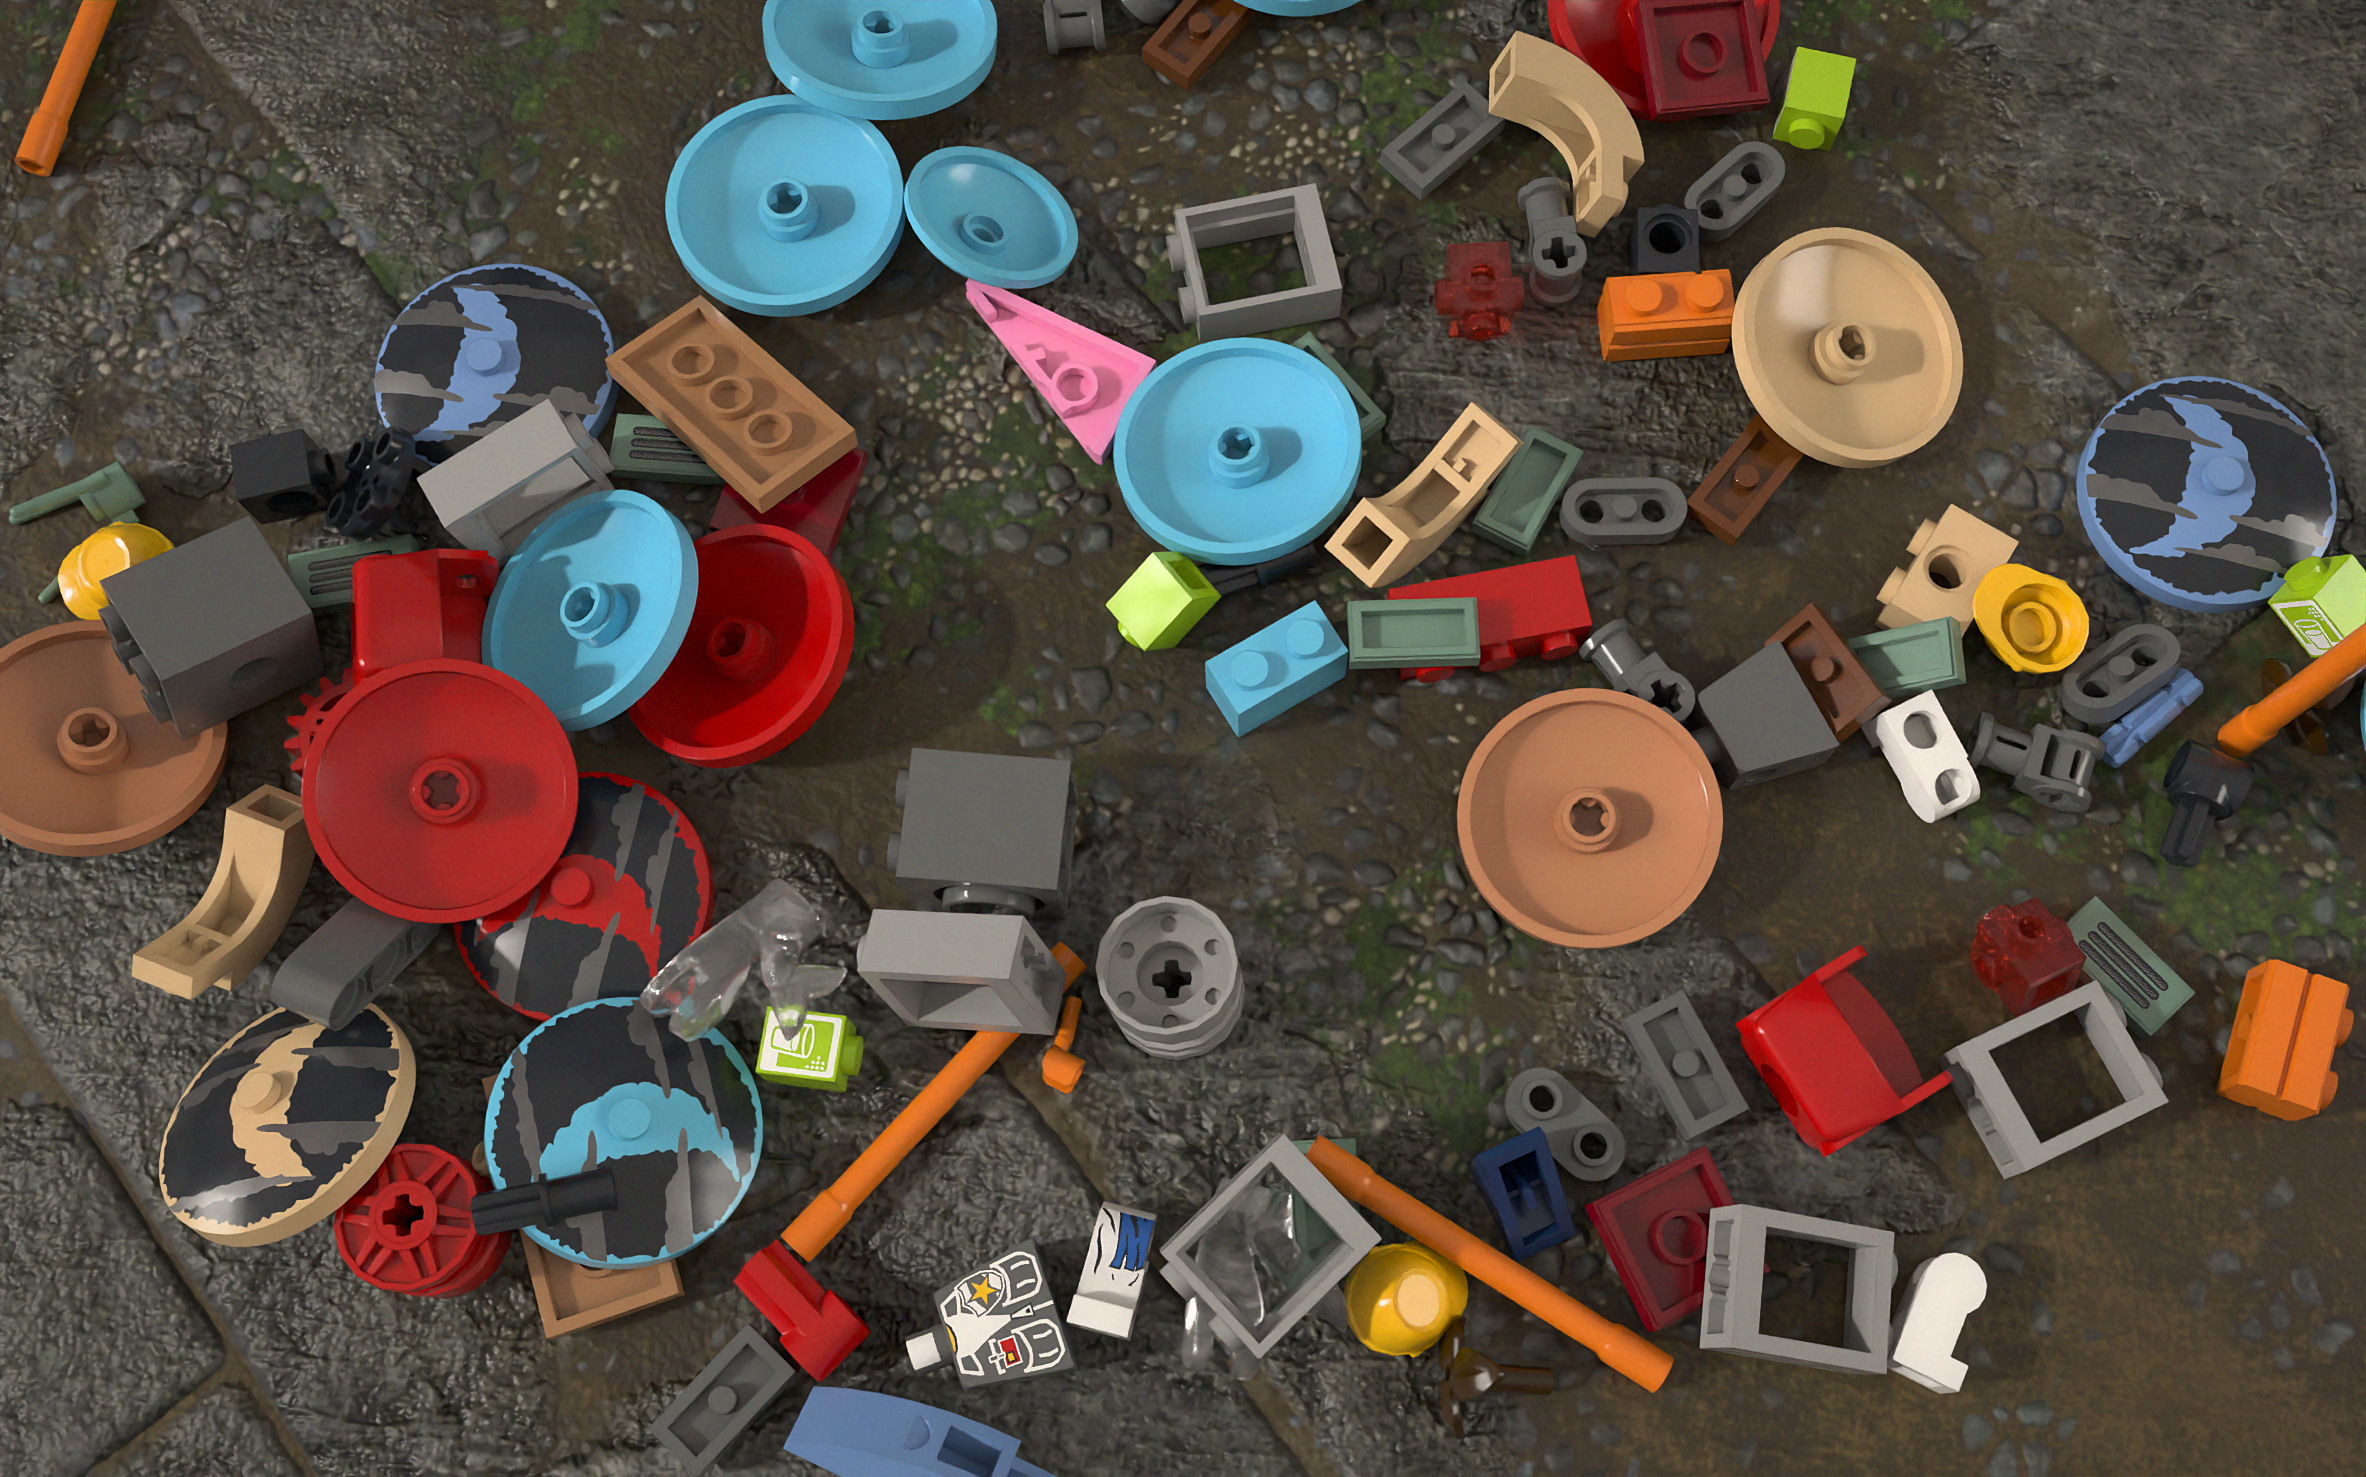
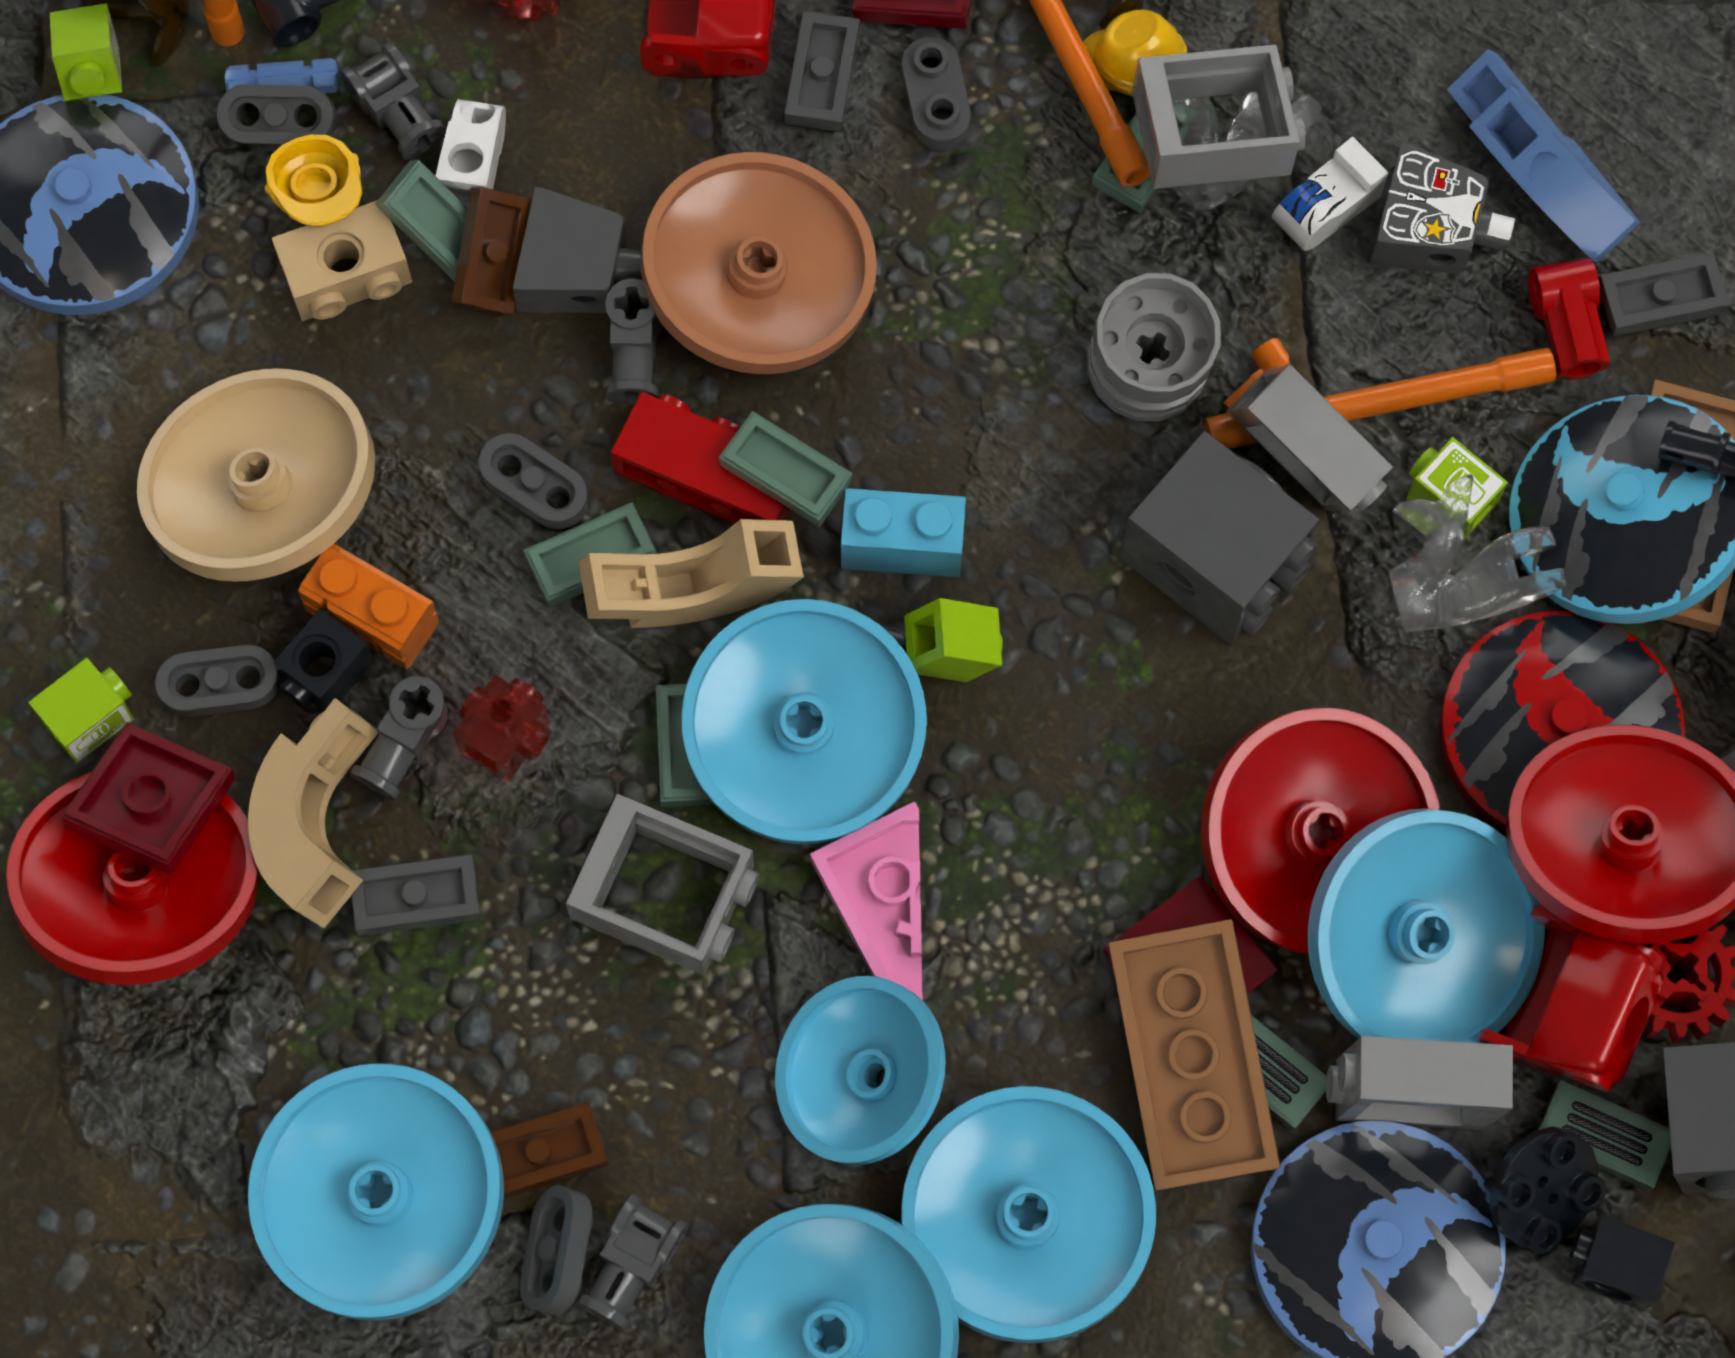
camera: 150 degrees left, 0 degrees up
(1524, 1193) = (1001, 70): dark blue slope -> none
(1743, 481) = (424, 440): reddish brown plate -> none

